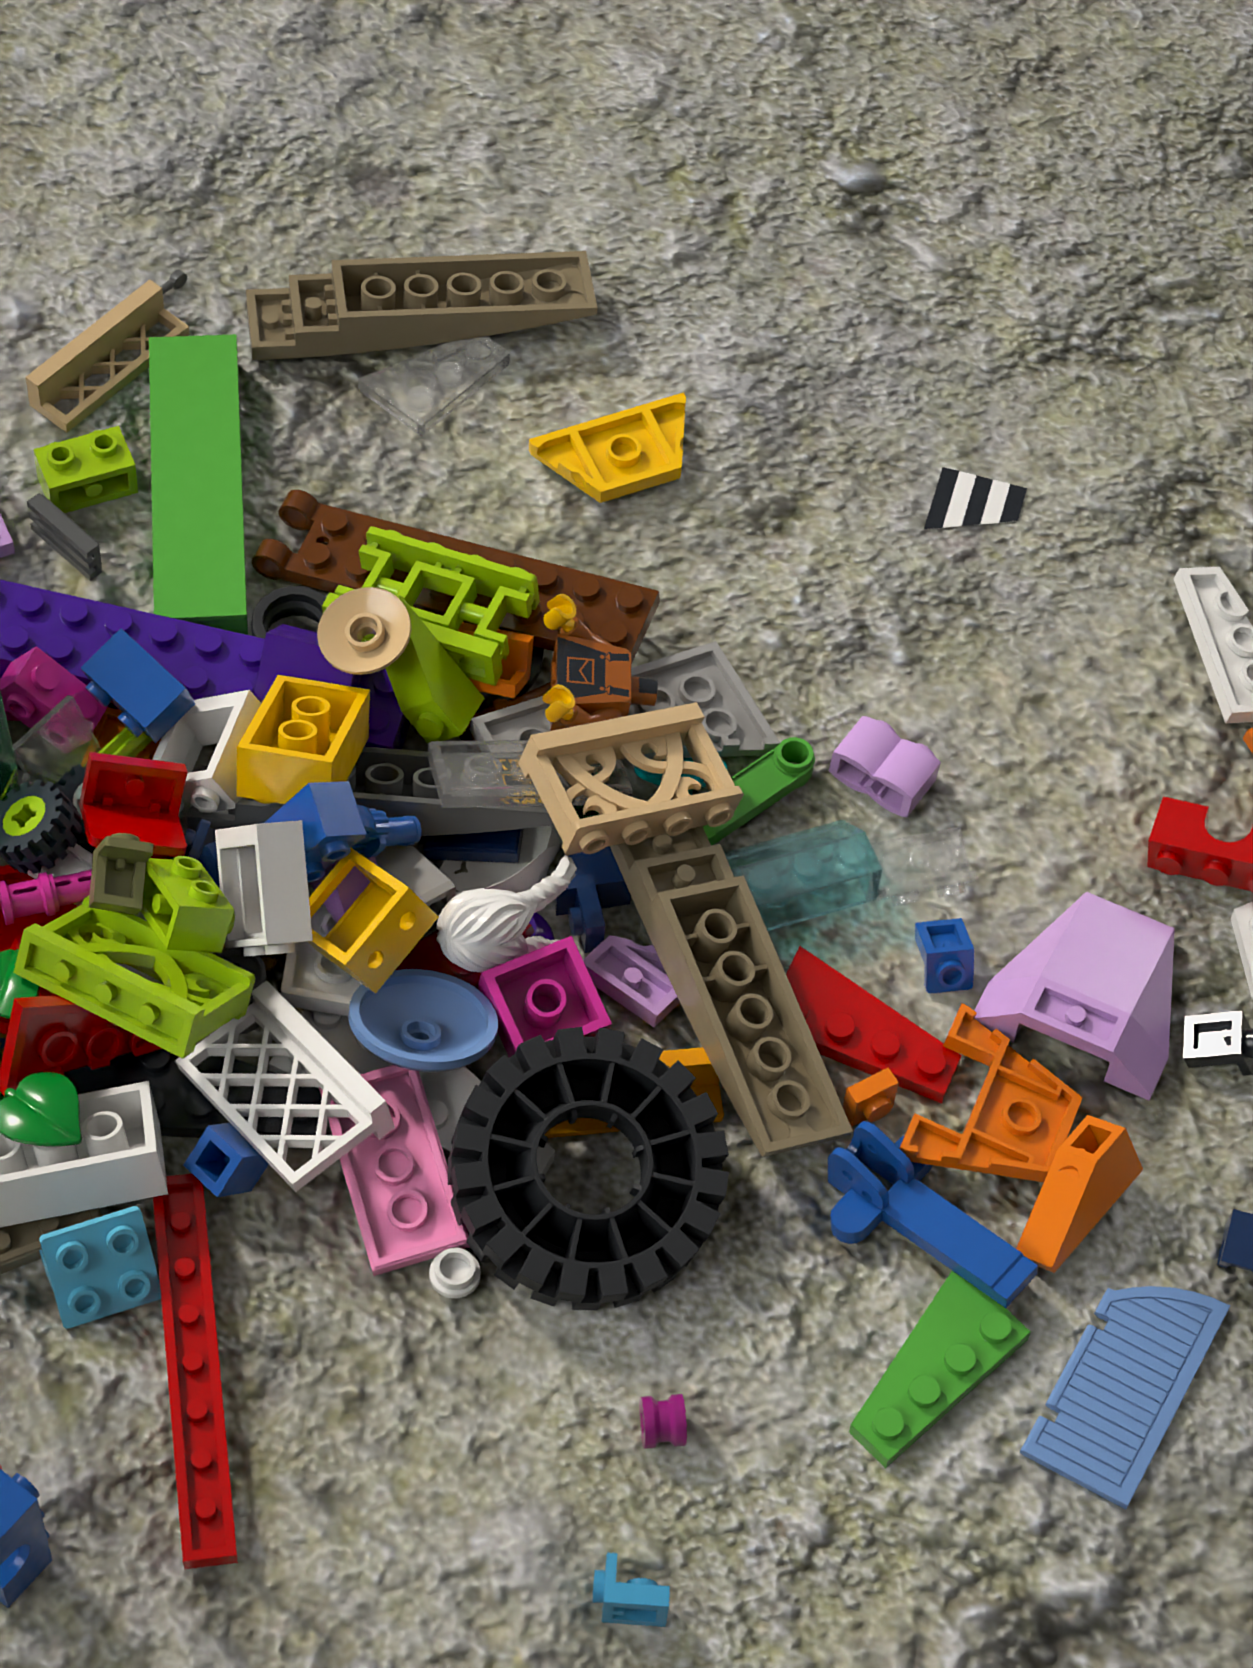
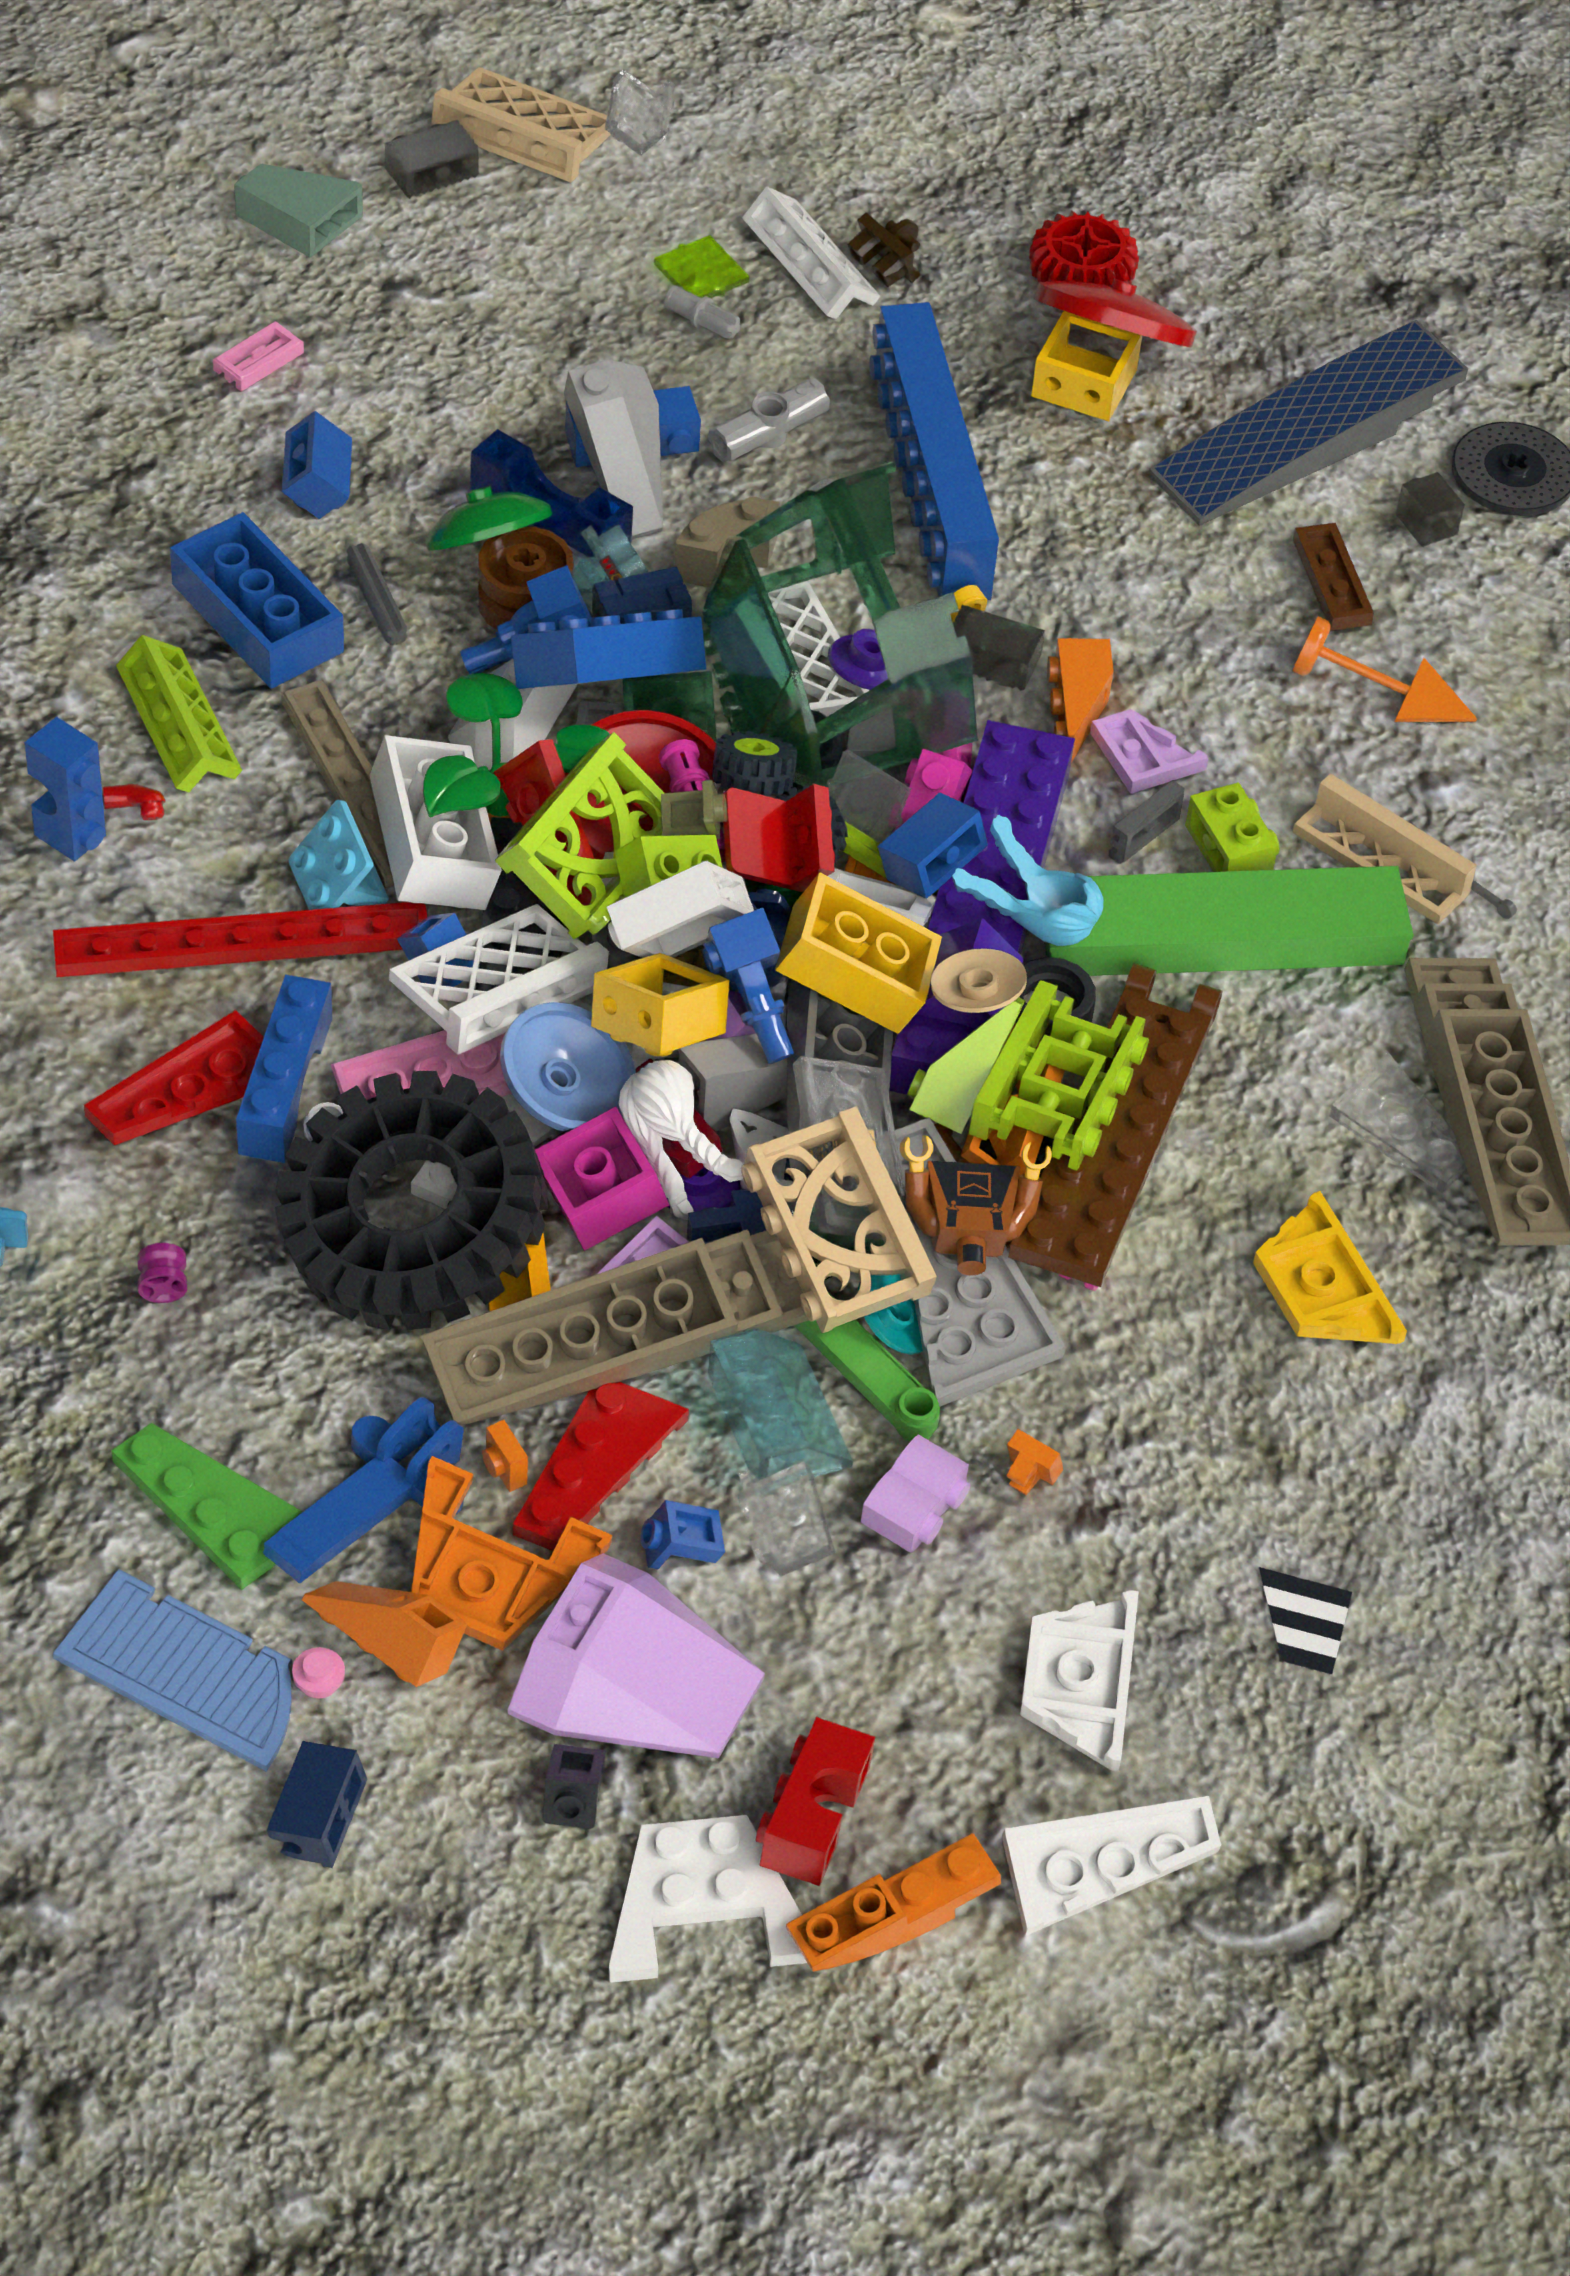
camera: 90 degrees right, 5 degrees down
(215, 586) = (1059, 903): none -> medium azure hair
(336, 1295) = (275, 1086): none -> blue arch
(385, 1395) = (180, 1084): none -> red wing
(845, 677) = (1031, 1462): none -> orange tile
(1058, 654) = (1082, 1675): none -> white wing
(1125, 1260) = (318, 1672): none -> bright pink plate

